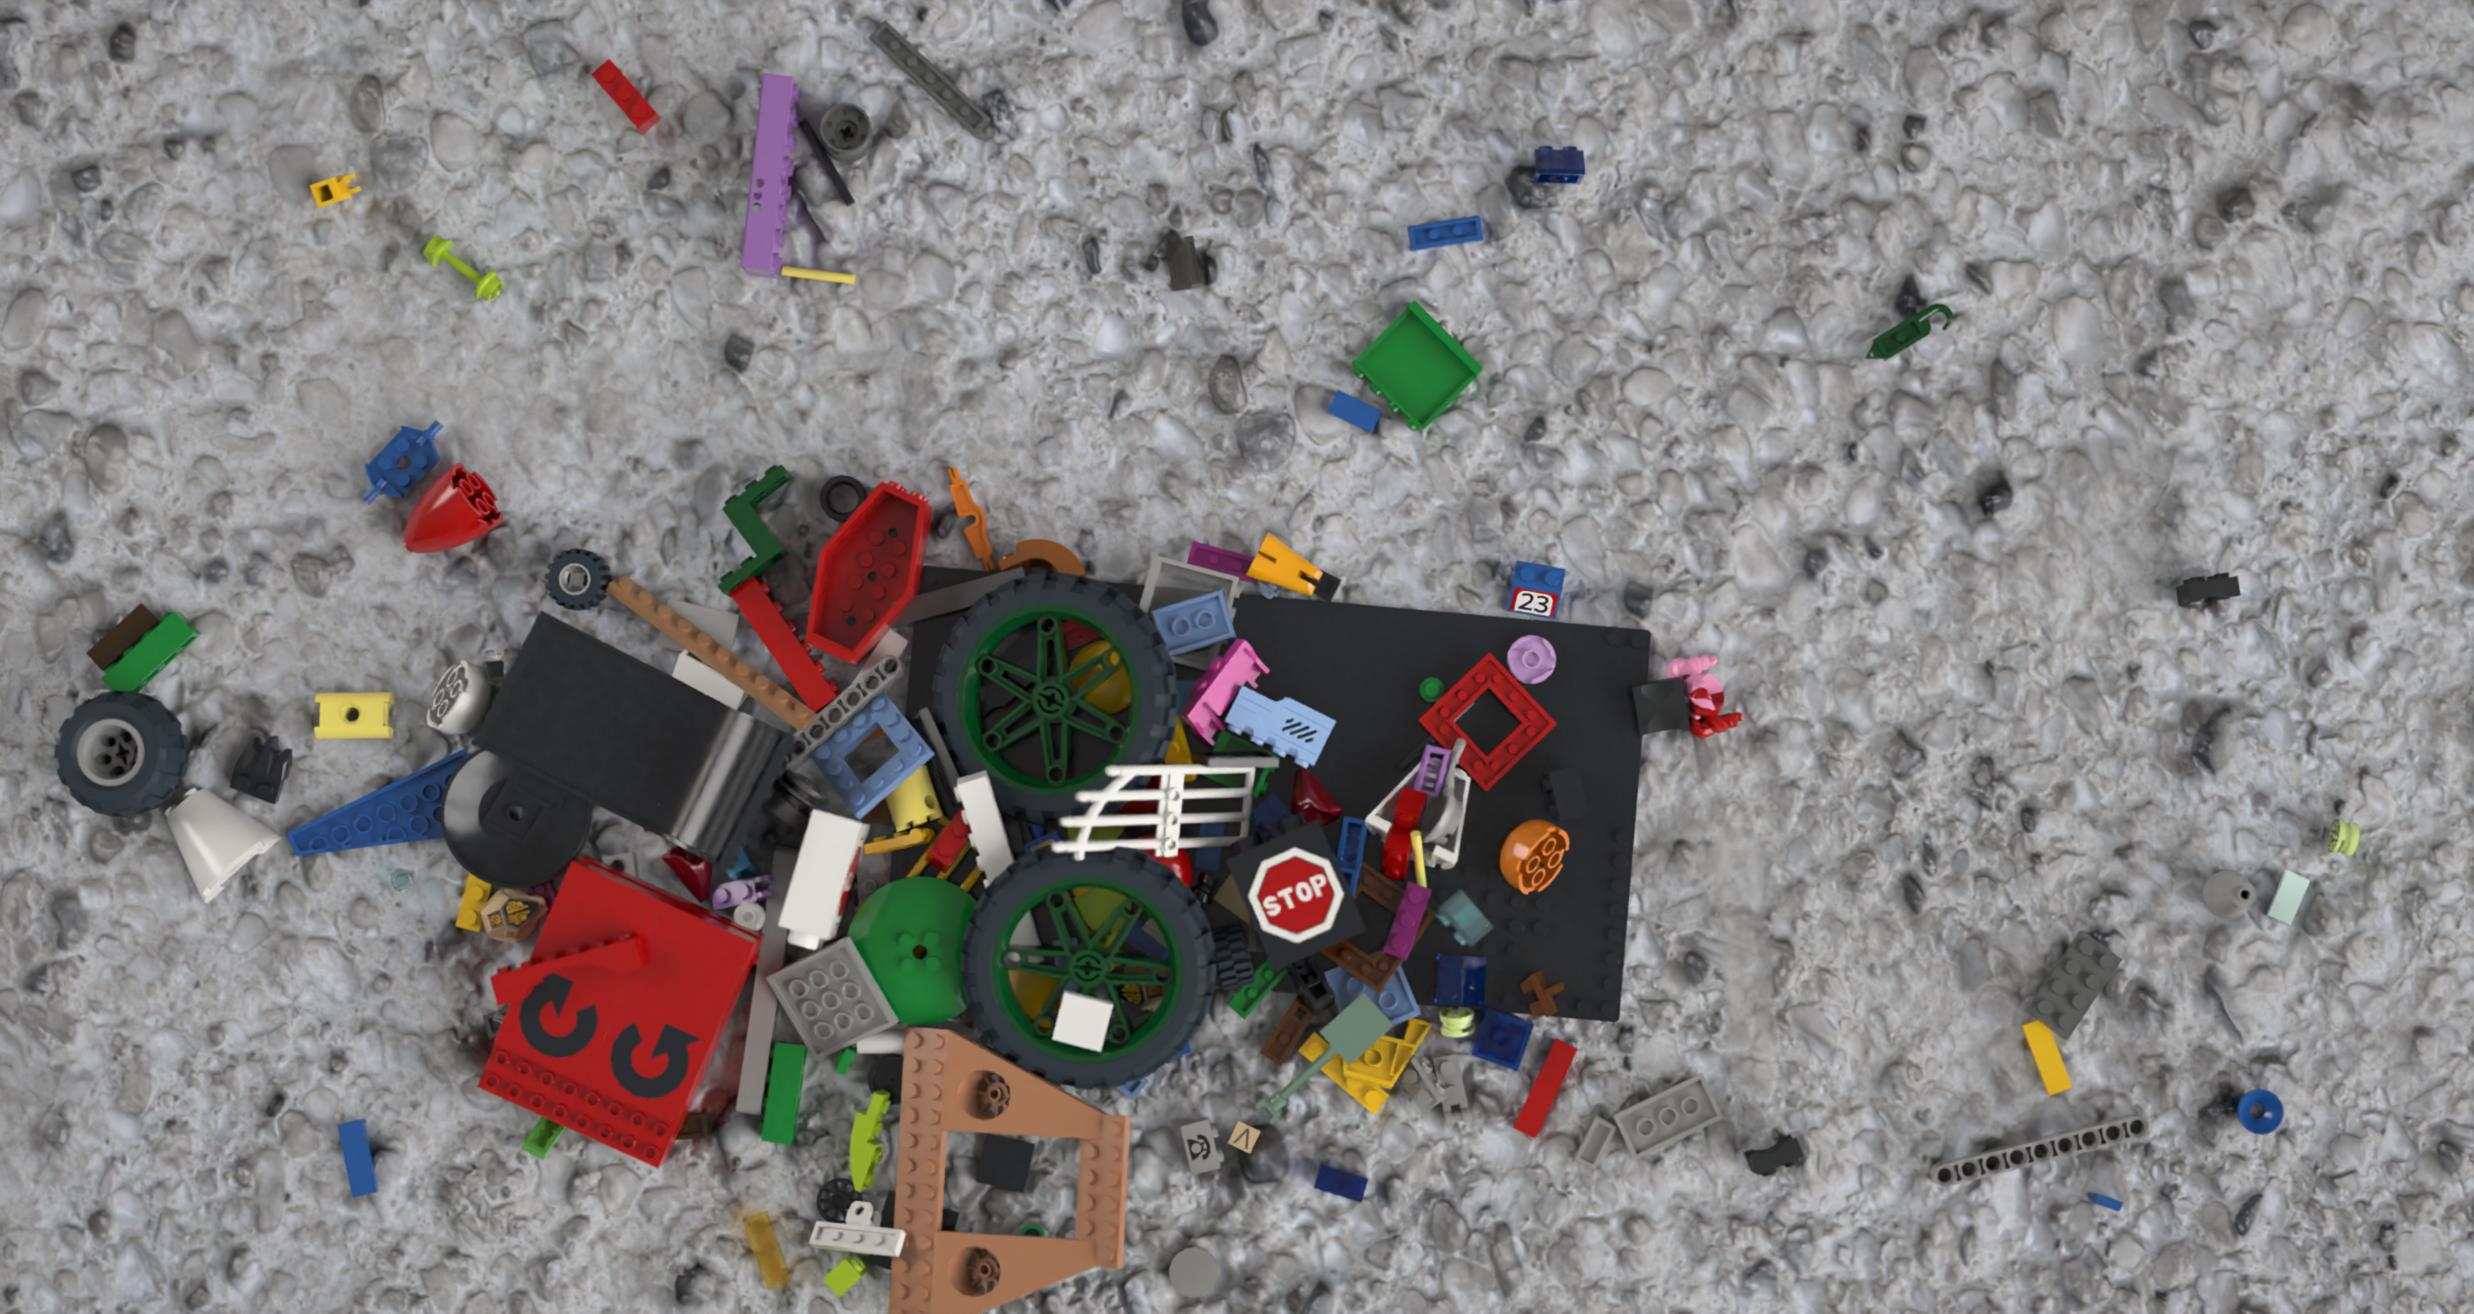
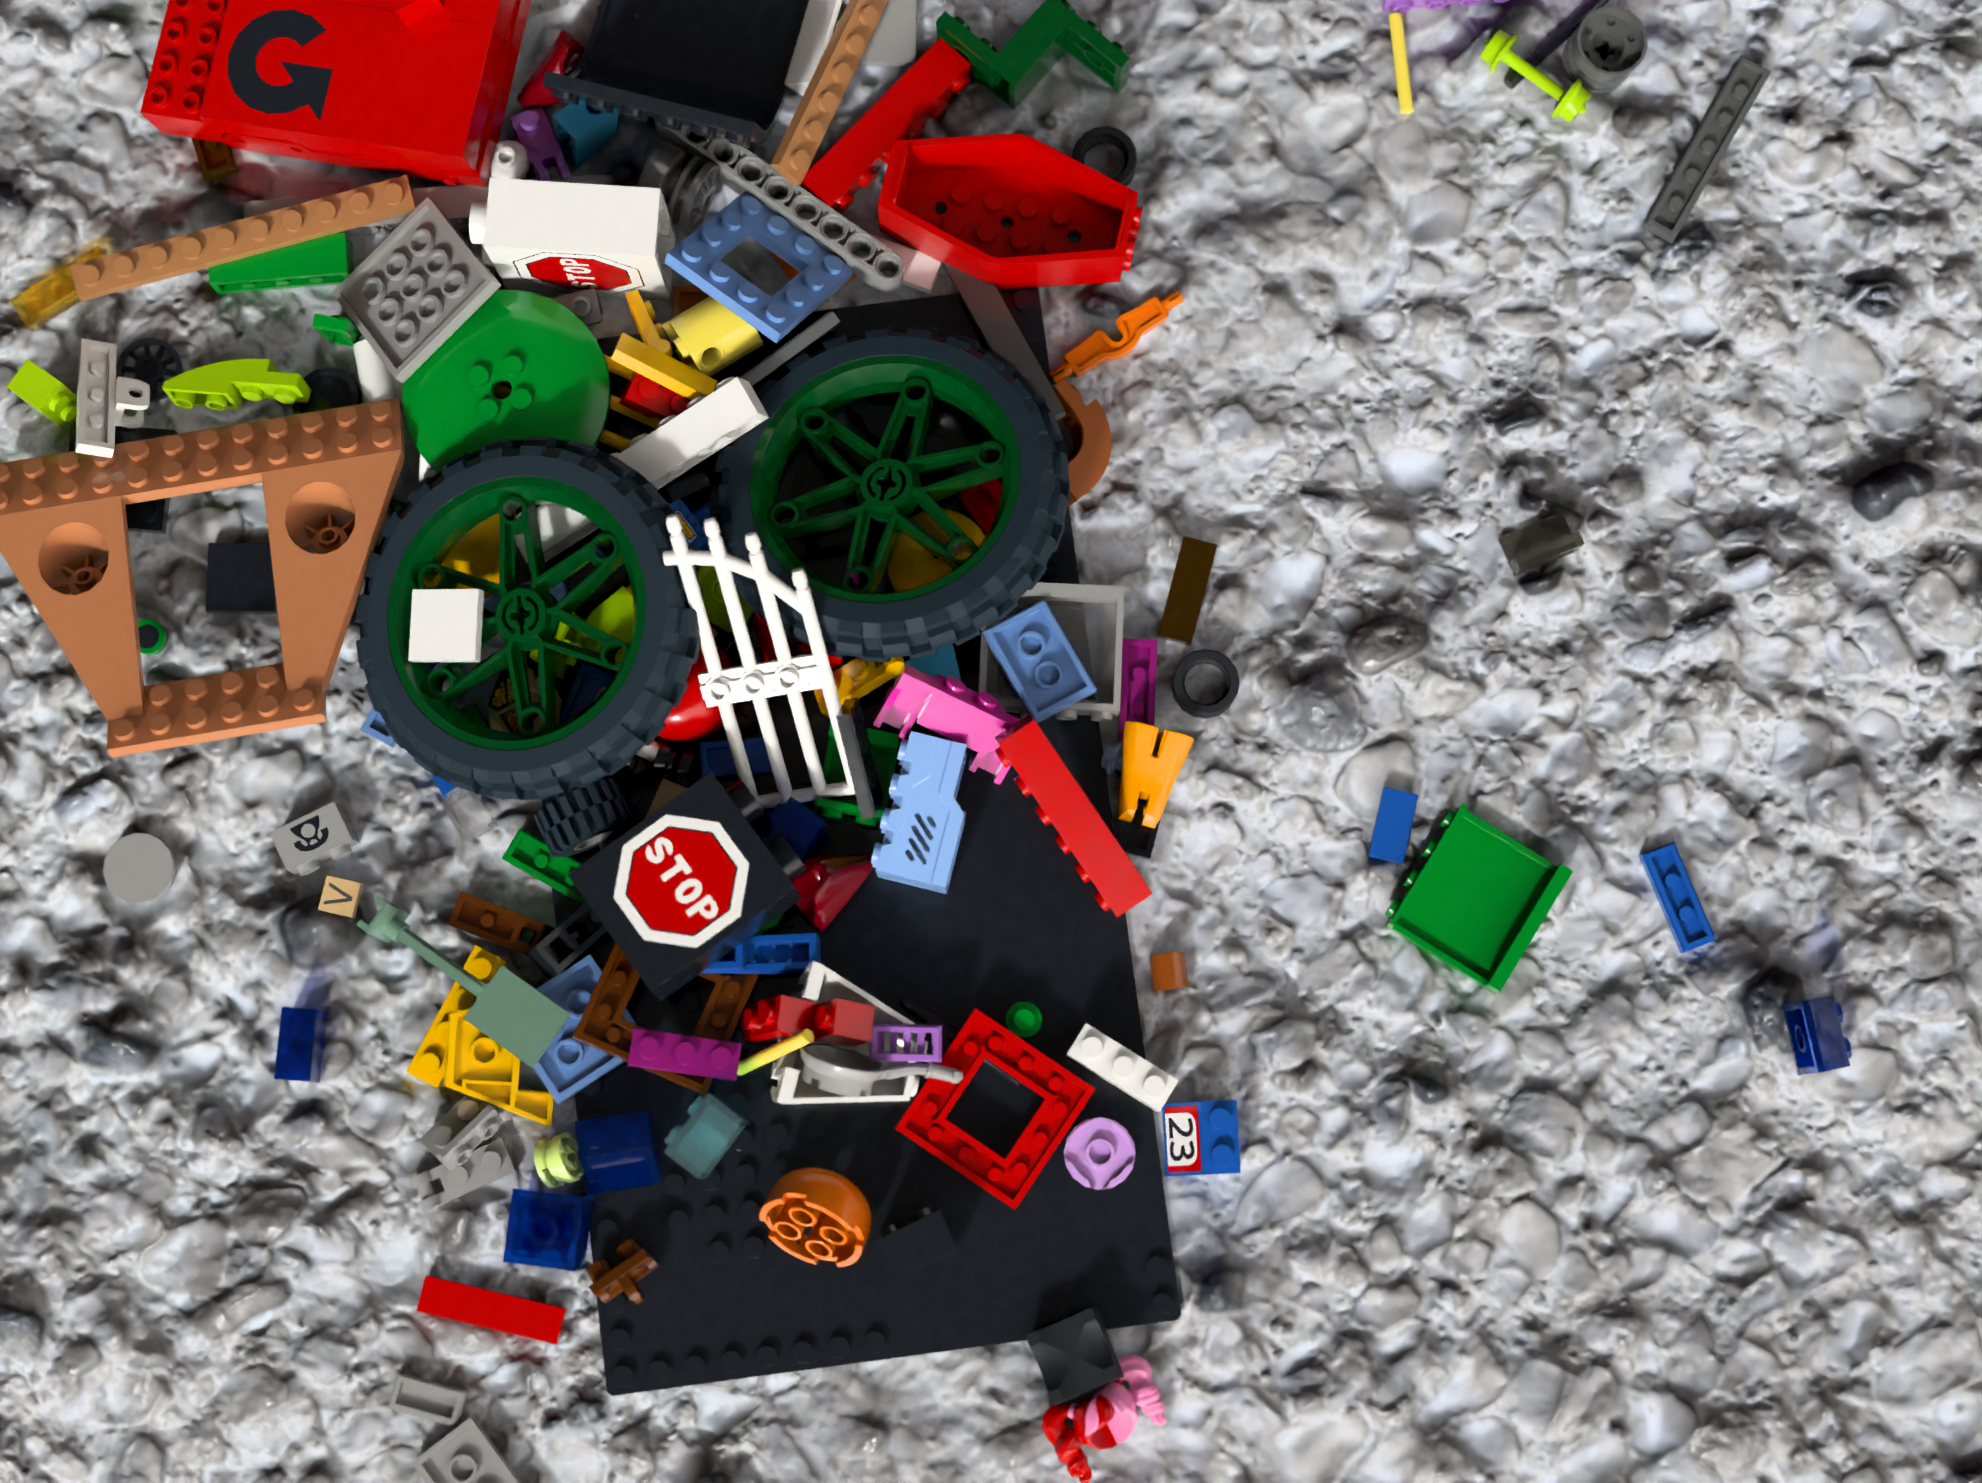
camera: 75 degrees right, 5 degrees down
(764, 1113) = (243, 238): none -> medium nougat plate
(877, 164) = (1499, 50): none -> lime piece
(933, 836) = (662, 368): none -> yellow tile
(1161, 512) = (1187, 590): none -> dark brown tile
(1232, 533) = (1205, 657): none -> black tyre
(1305, 624) = (1073, 816): none -> brick
(1419, 585) = (1168, 971): none -> dark orange brick
(1478, 631) = (1122, 1068): none -> white brick

